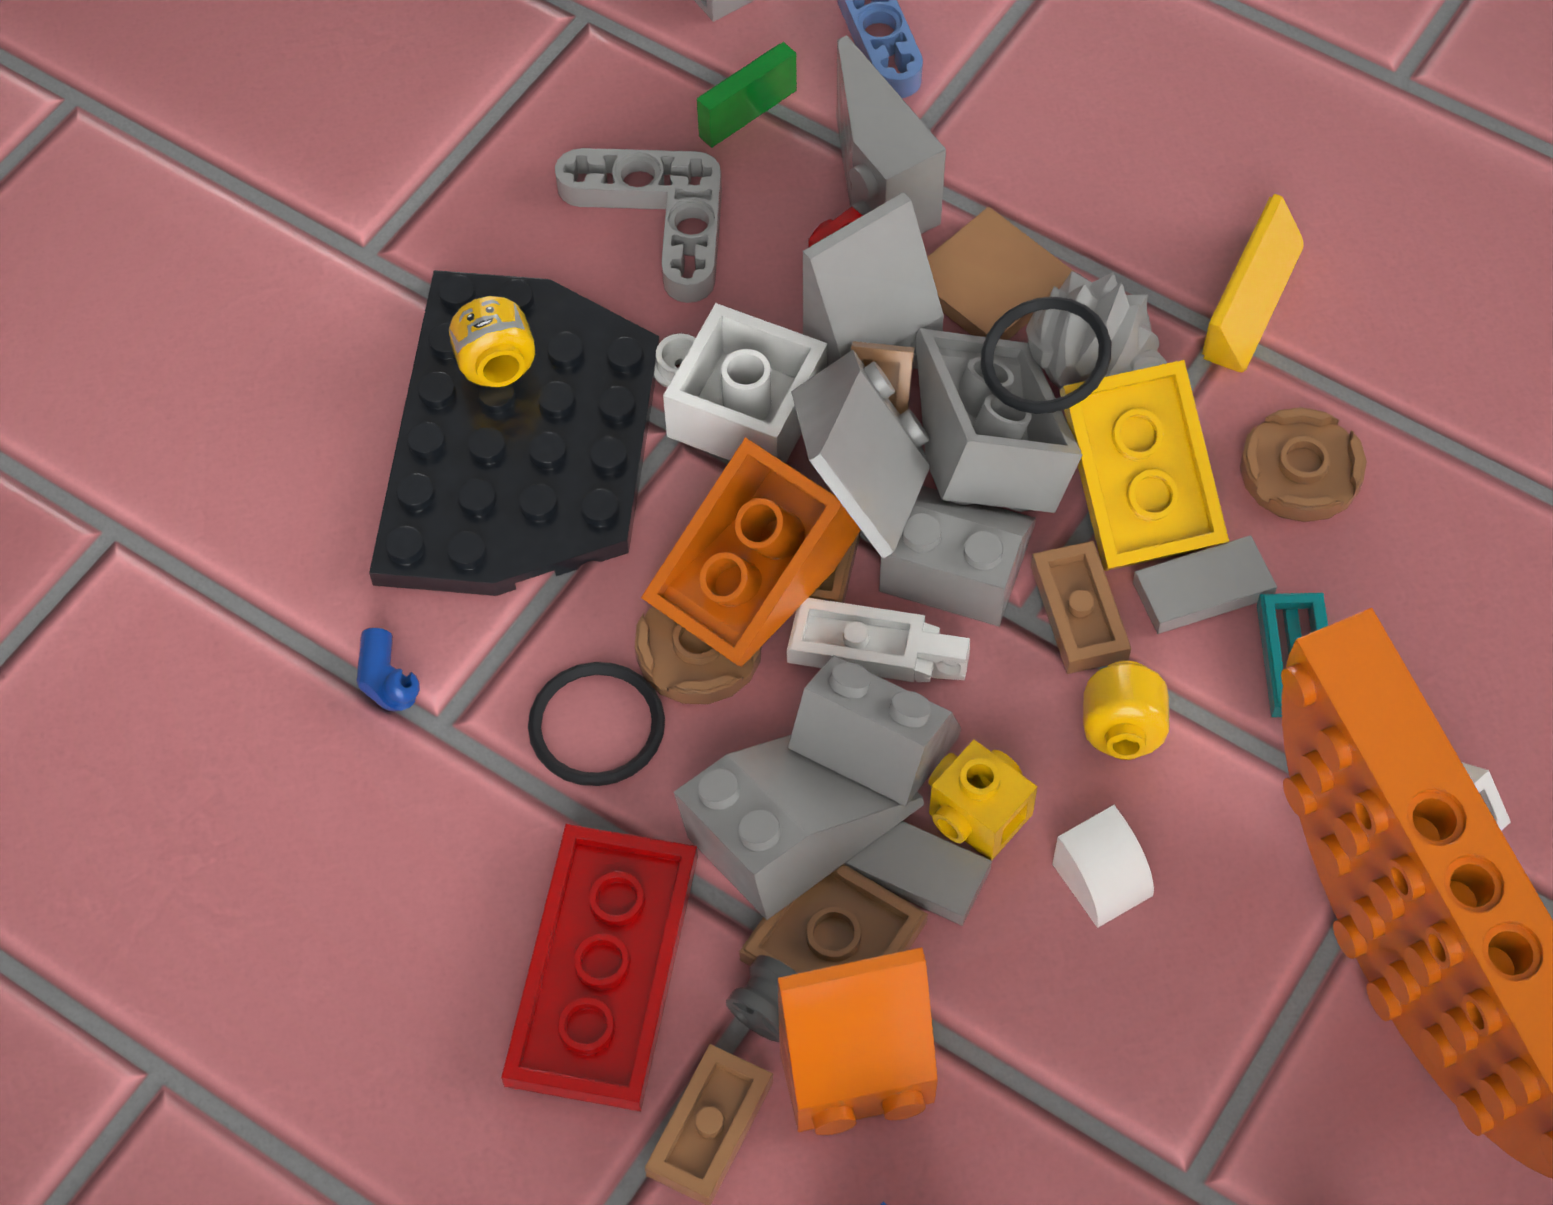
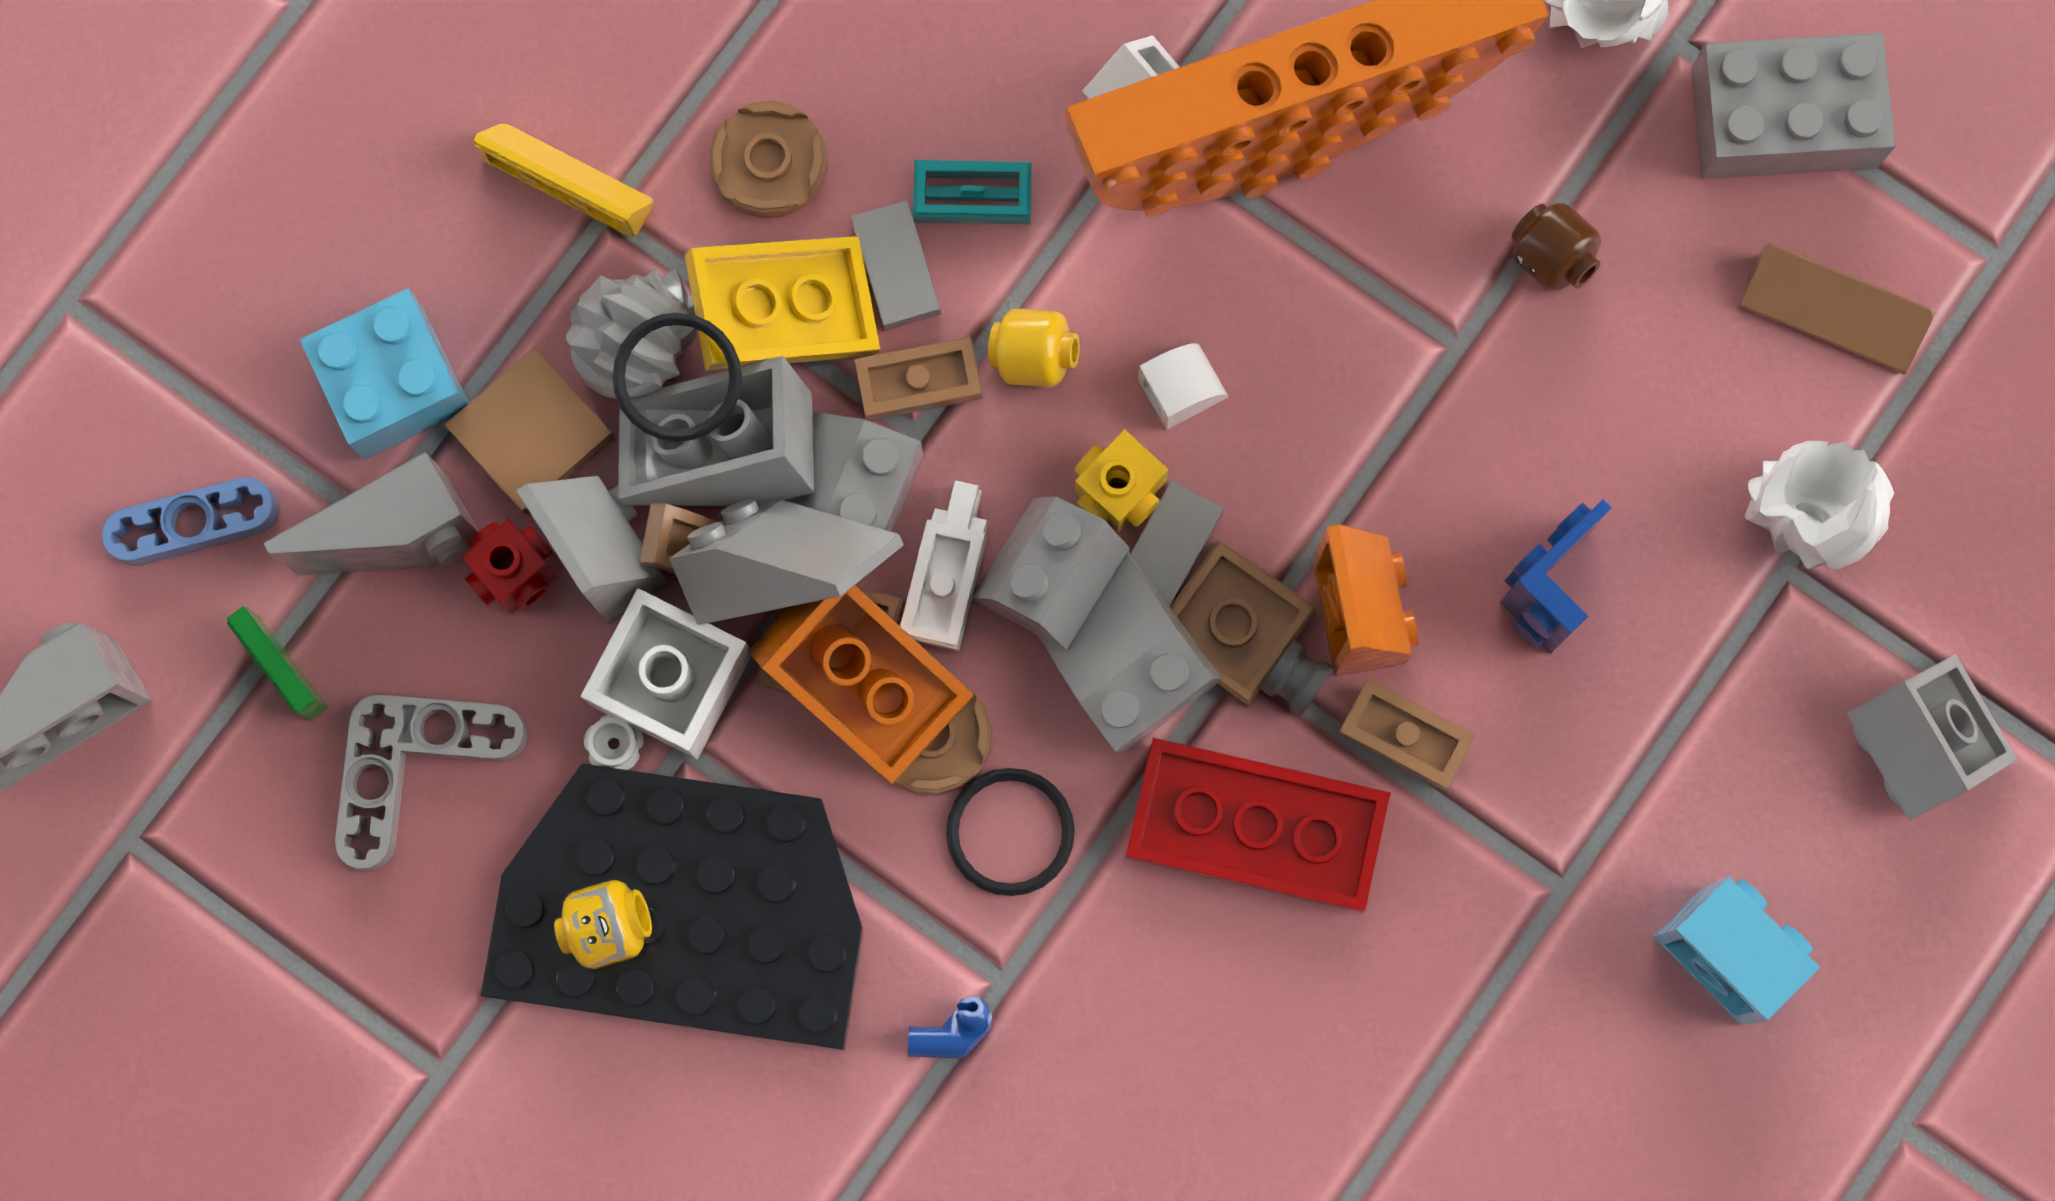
camera: 85 degrees left, 20 degrees up
(1032, 151) = (384, 374): none -> medium azure brick

